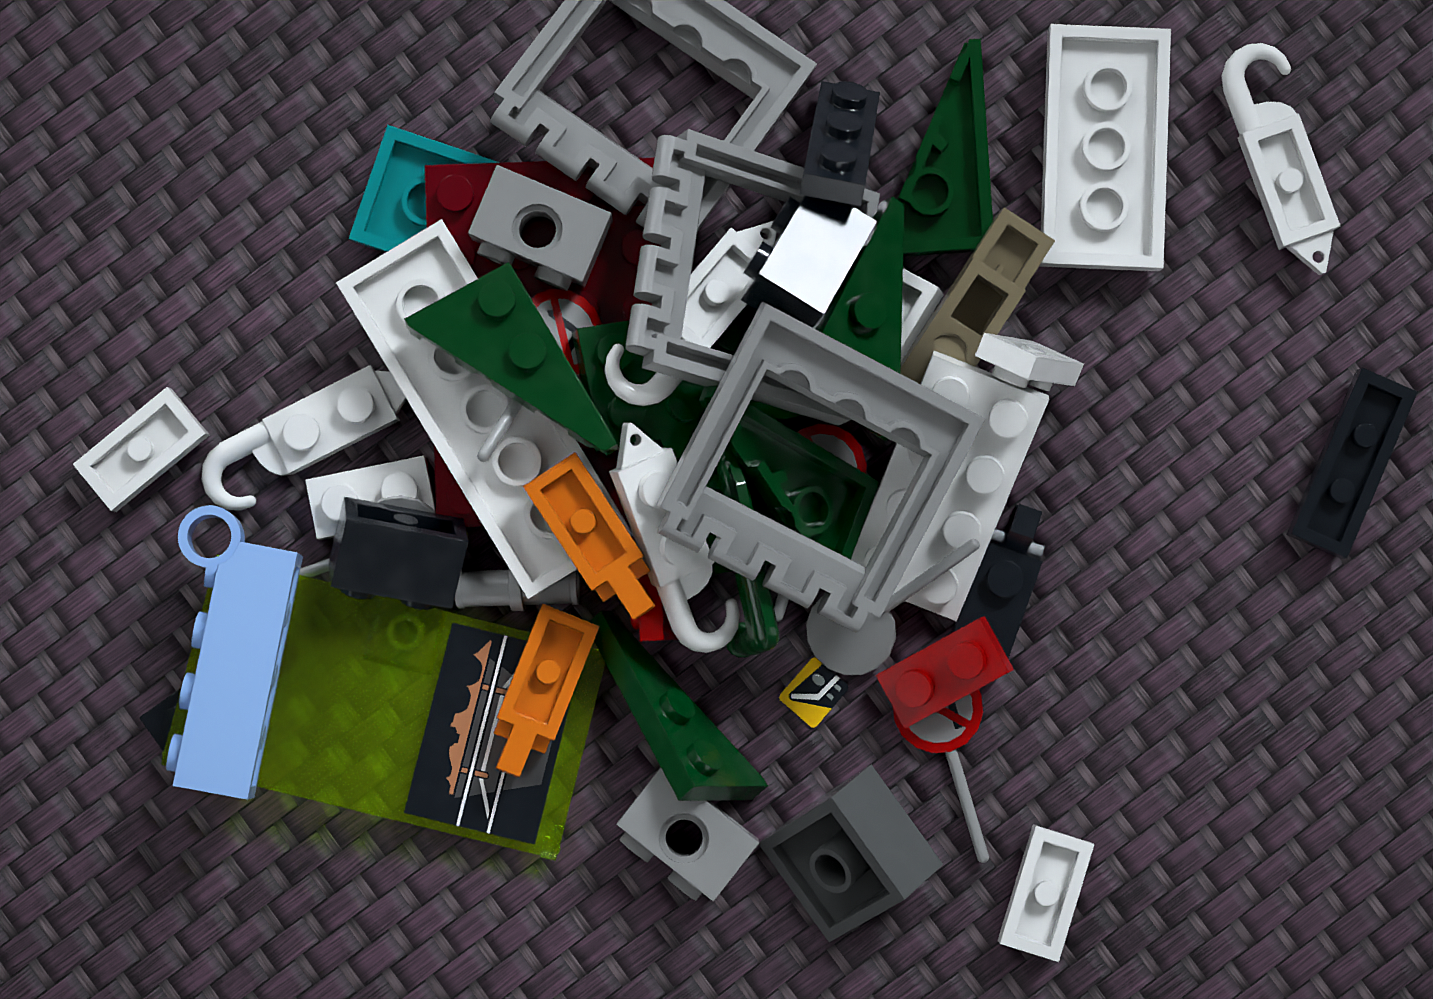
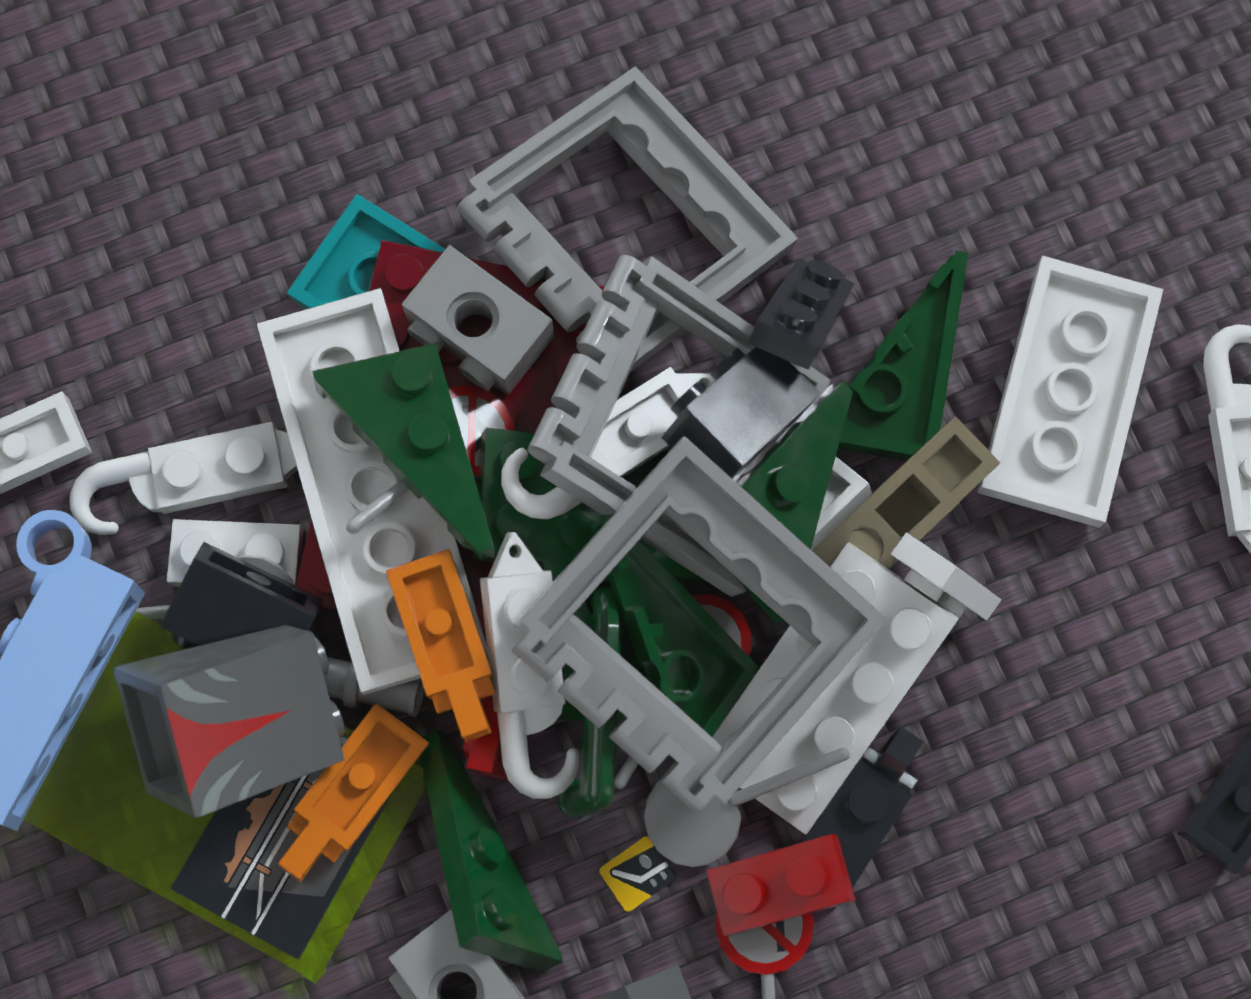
camera: 15 degrees right, 10 degrees down
(419, 653) = (231, 718): none -> dark grey slope

